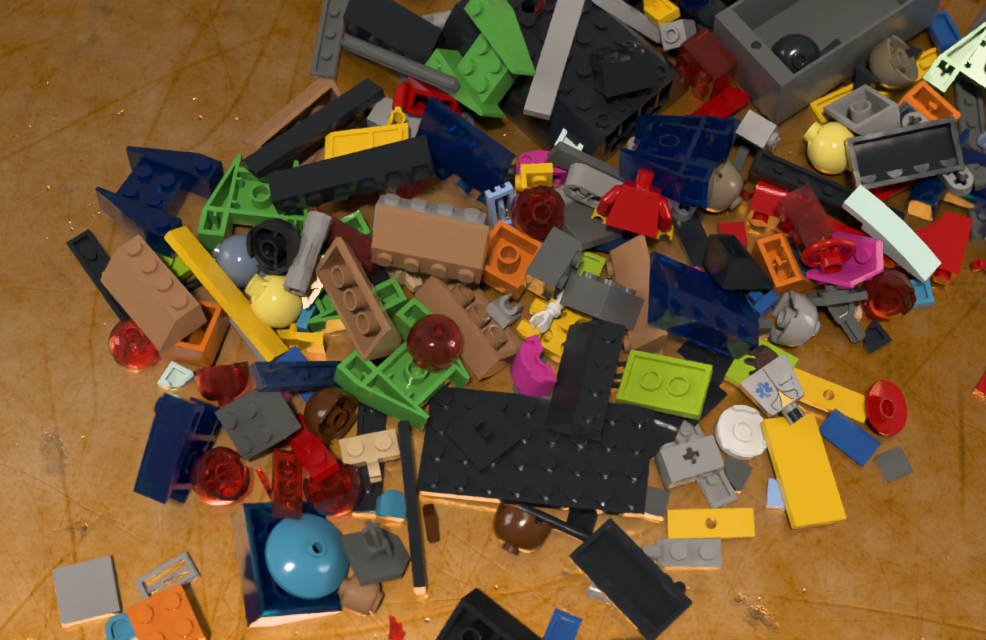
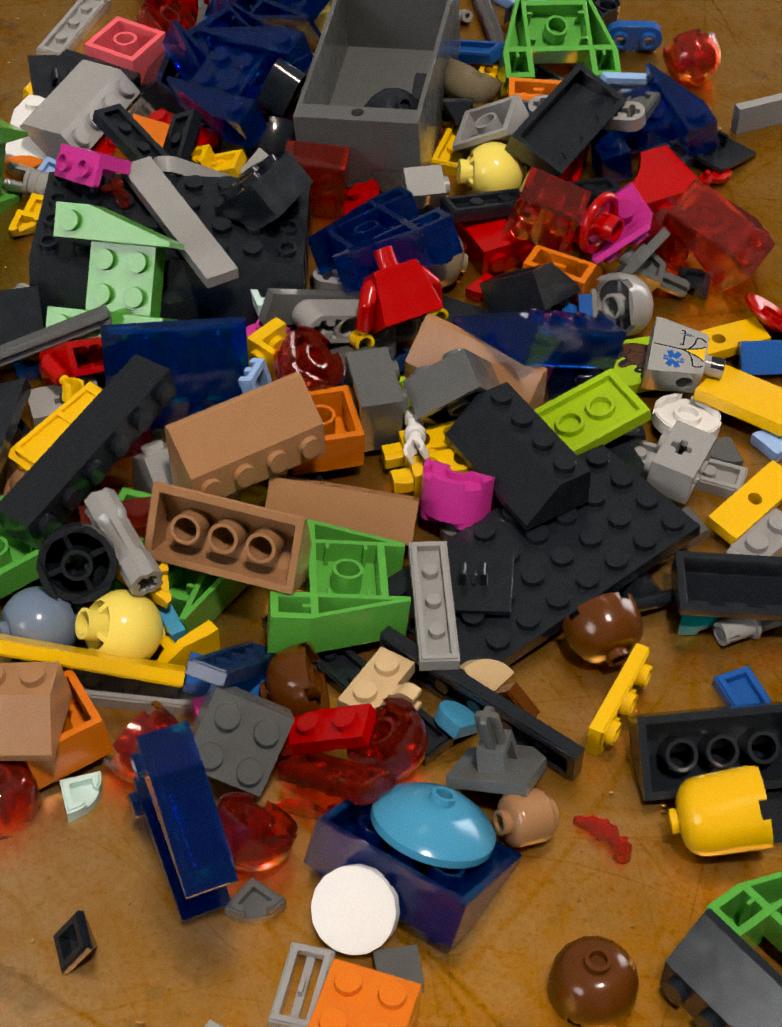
camera: 45 degrees left, 20 degrees down
(94, 458) = (74, 942): none -> black slope
(193, 513) = (255, 903): none -> dark grey tile
(218, 613) = (400, 962): none -> dark grey tile
(222, 565) = (355, 909): none -> white tile
(429, 495) = (487, 672): none -> tan tile
(434, 342) = (342, 528): clear red cylinder -> none
(442, 429) = (433, 606): none -> light grey tile
(485, 574) = (619, 701): none -> yellow tile
(503, 311) = (363, 478): light grey tile -> none
(898, 238) = (604, 177): light aqua slope -> none
(914, 321) = (719, 234): none -> clear red slope

